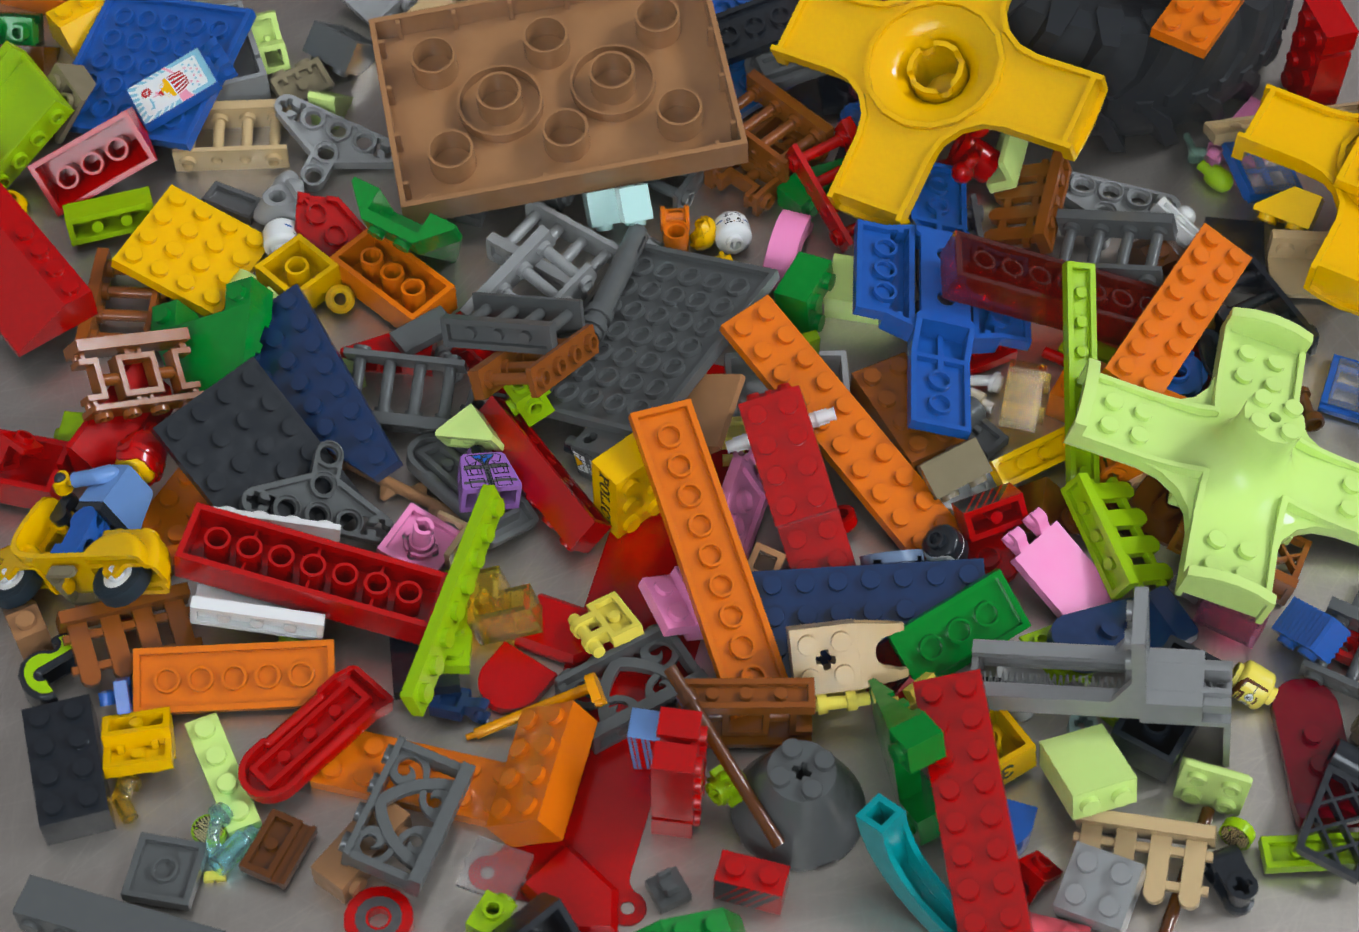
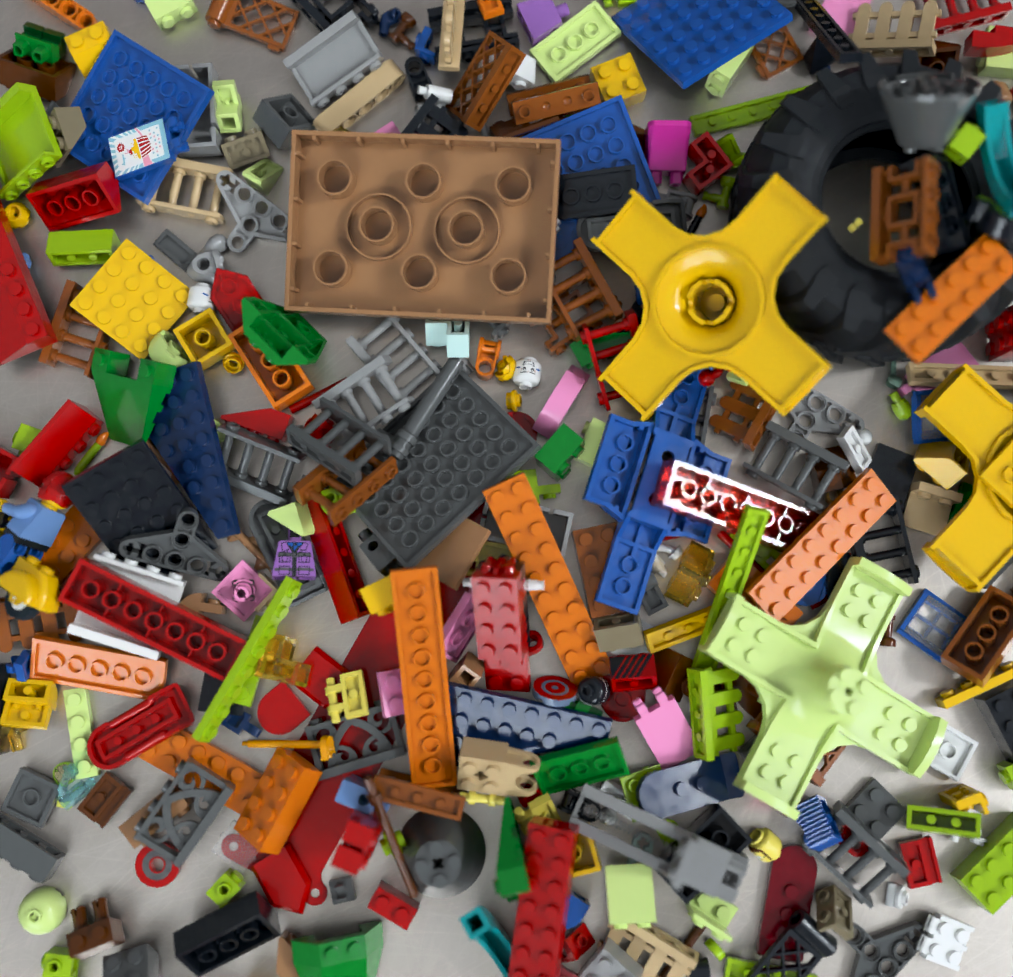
camera: 15 degrees right, 30 degrees up
(129, 350) = (62, 401): dark orange fence -> none
(419, 332) = (280, 418): dark grey tile -> none

